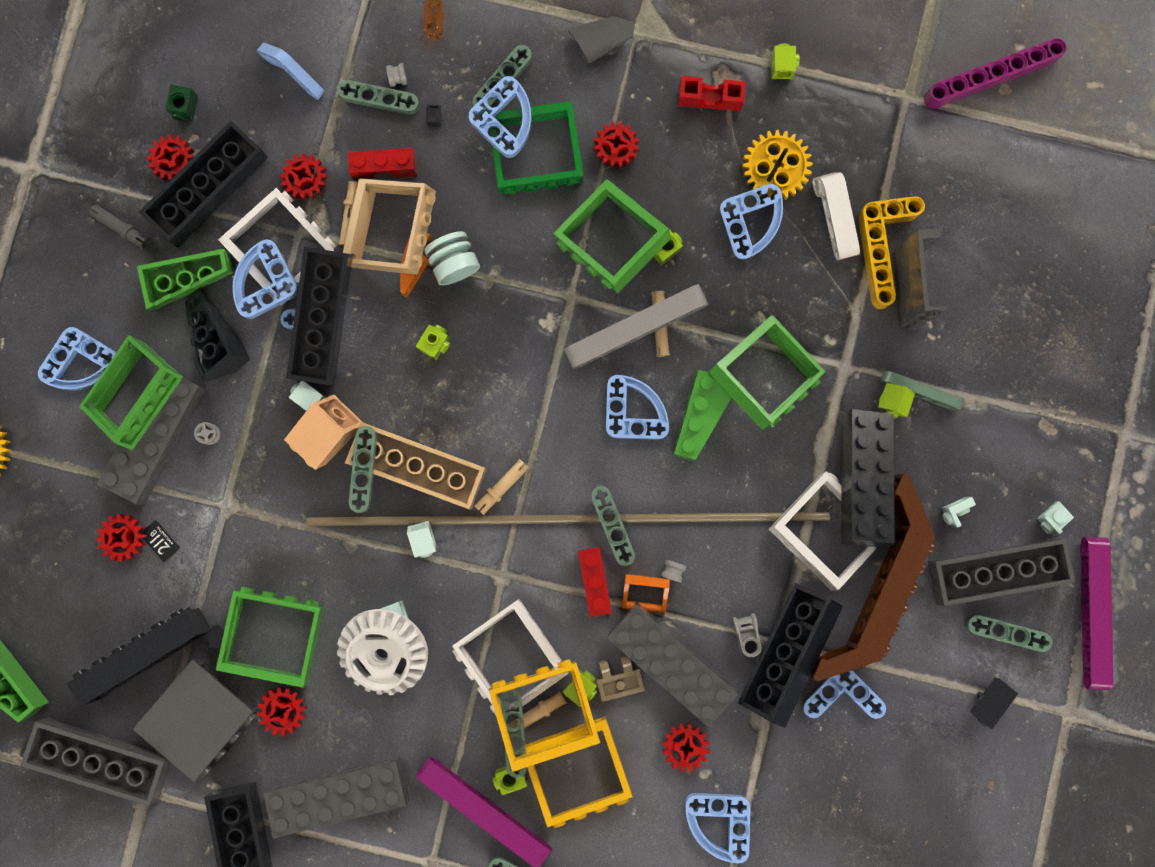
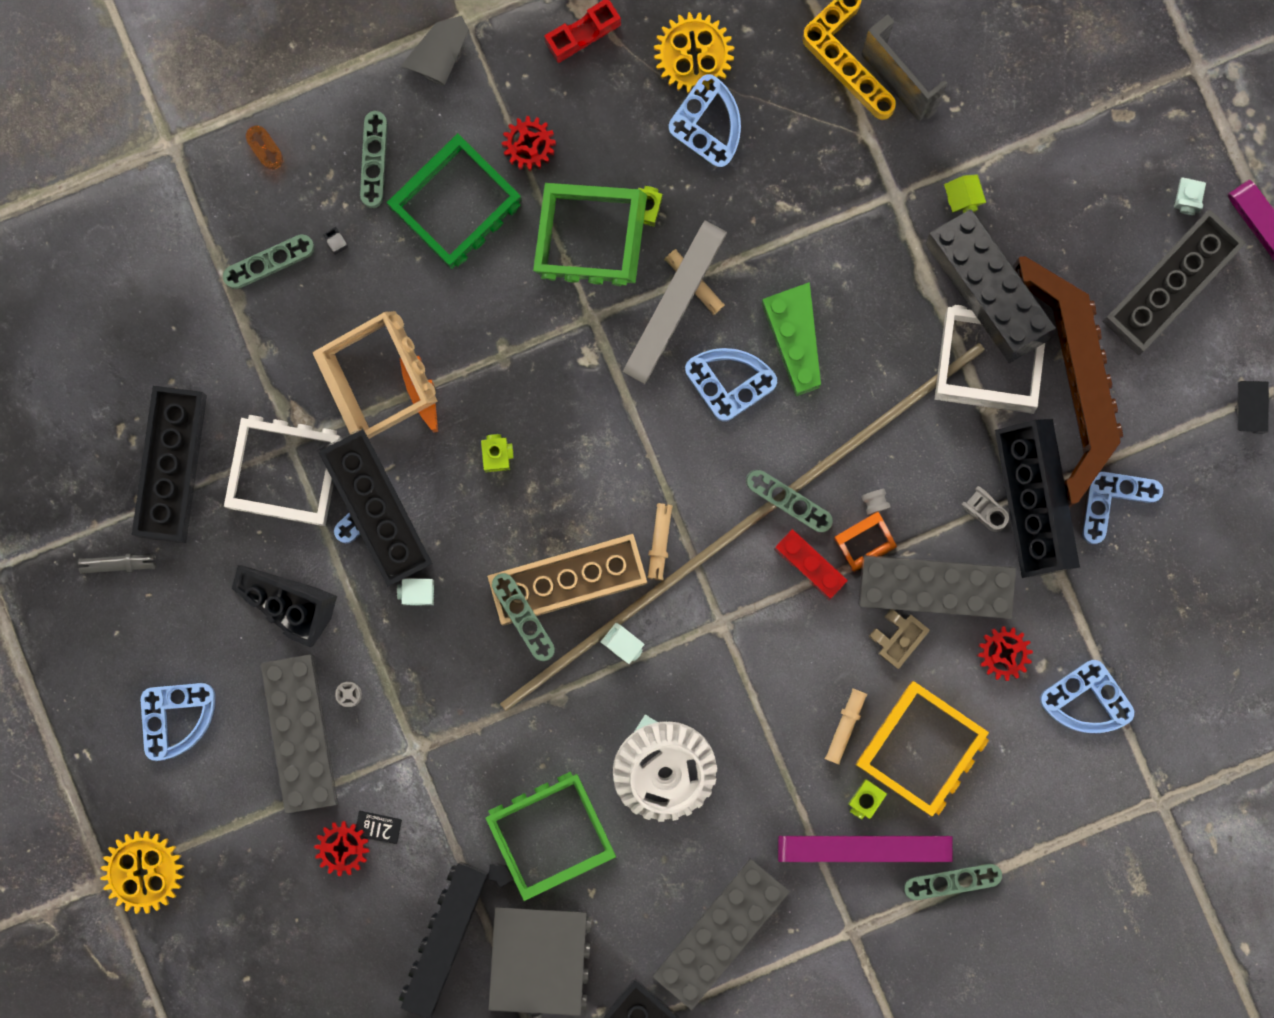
camera: 30 degrees left, 0 degrees up
(147, 405) = (284, 705): bright green window -> none
(164, 152) = (121, 454): red gear -> none
(177, 95) = (82, 394): dark green brick -> none
(178, 277) = (212, 568): bright green wedge -> none
(277, 703) = (622, 900): red gear -> none
(278, 280) = (310, 502): light blue beam -> none
(281, 59) = (167, 293): light blue beam -> none
(301, 167) = (253, 378): red gear -> none
(323, 431) = (456, 612): light nougat slope -> none
(348, 203) = (321, 386): tan pin -> none
(392, 161) = (314, 327): red arch -> none
(396, 75) = (271, 228): light grey wheel -> none
(452, 258) = (456, 363): light aqua wheel -> none
(474, 672) = (781, 736): white window -> none
(489, 120) = (395, 209): light blue beam -> none
(517, 731) = (841, 750): sand green beam -> none
(557, 749) = (890, 736): yellow window -> none
(589, 687) = (870, 669): lime brick -> none
(791, 349) = (836, 217): bright green window -> none
(838, 214) = (783, 57): white beam -> none
(924, 391) = (984, 166): sand green beam -> none
(958, 507) = (1095, 250): light aqua bracket -> none
(1008, 633) = (1221, 330): sand green beam -> none

